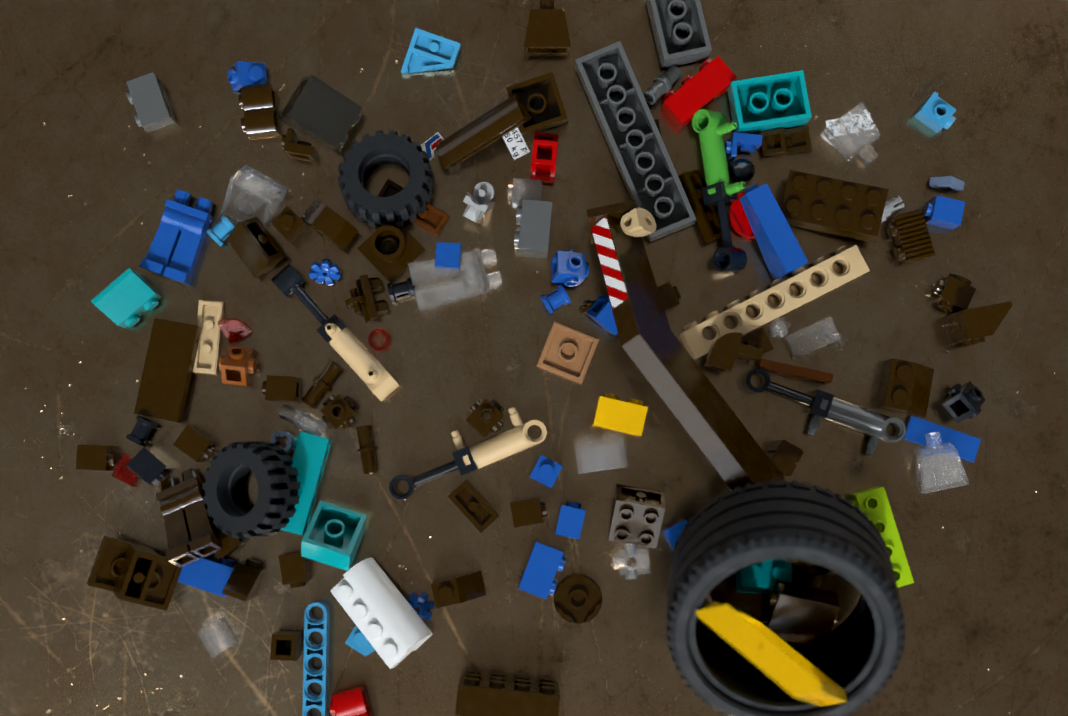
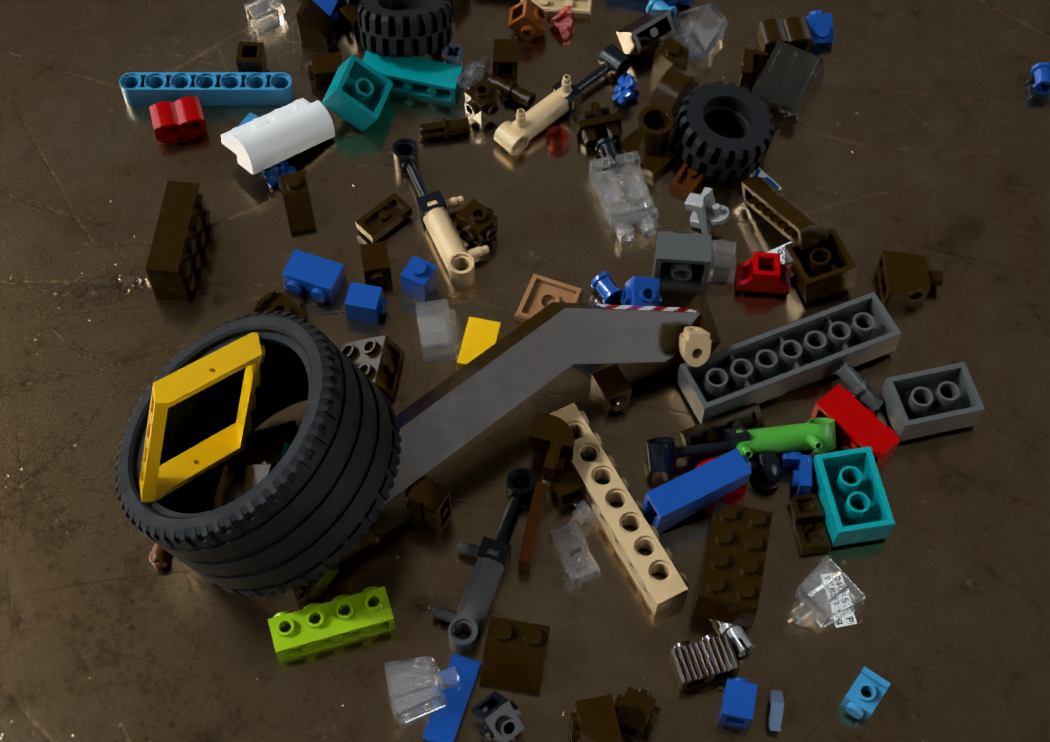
camera: 90 degrees right, 25 degrees down
(430, 53) = (864, 175): dark azure wing -> none
(448, 255) = (647, 184): blue tile -> none

